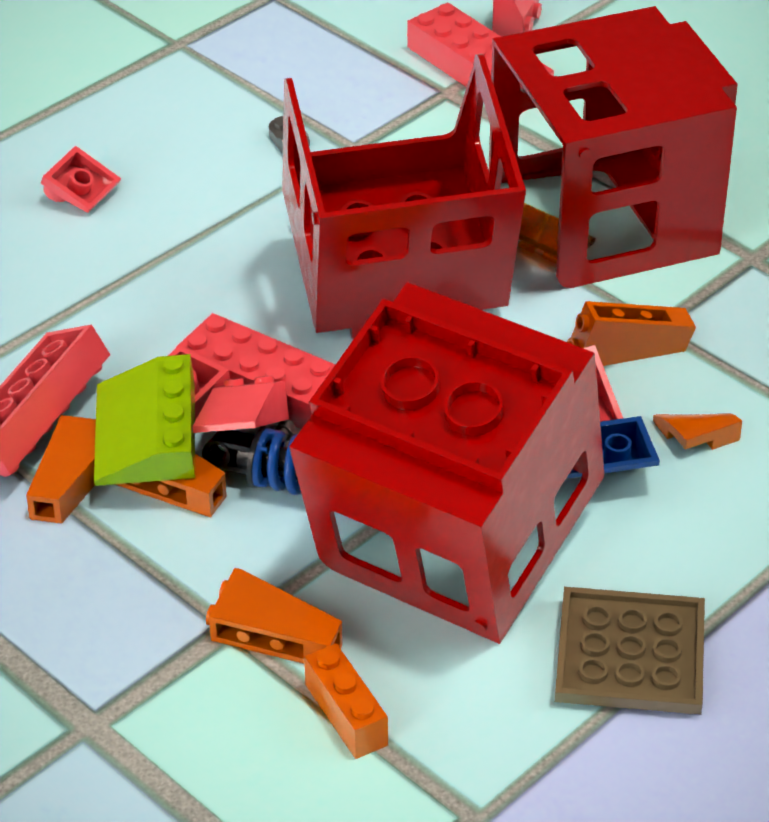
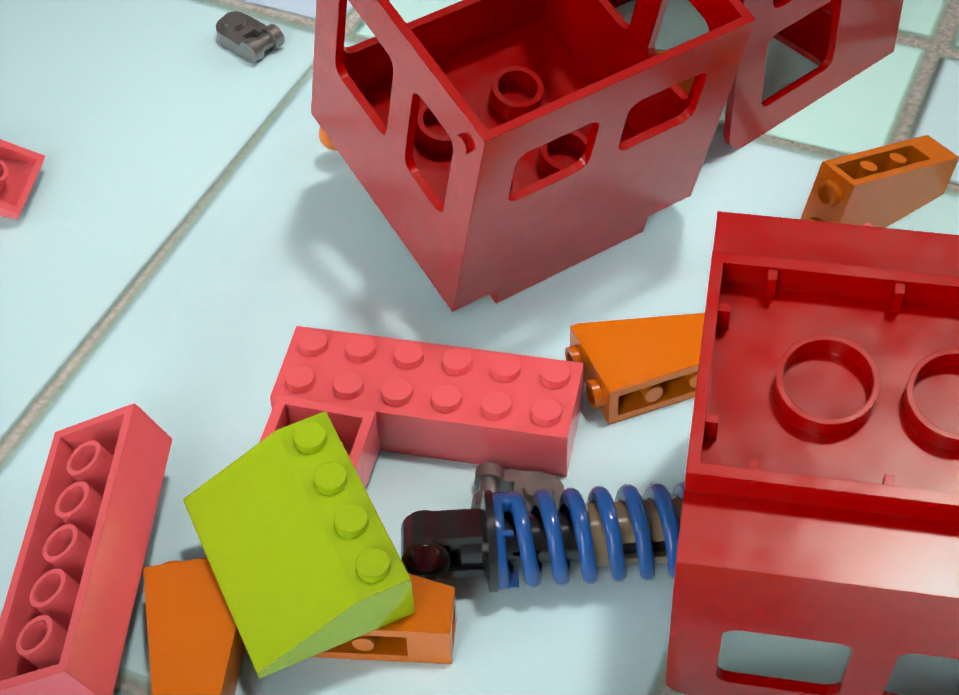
camera: 20 degrees left, 5 degrees up
(243, 405) = (432, 471): coral slope -> none

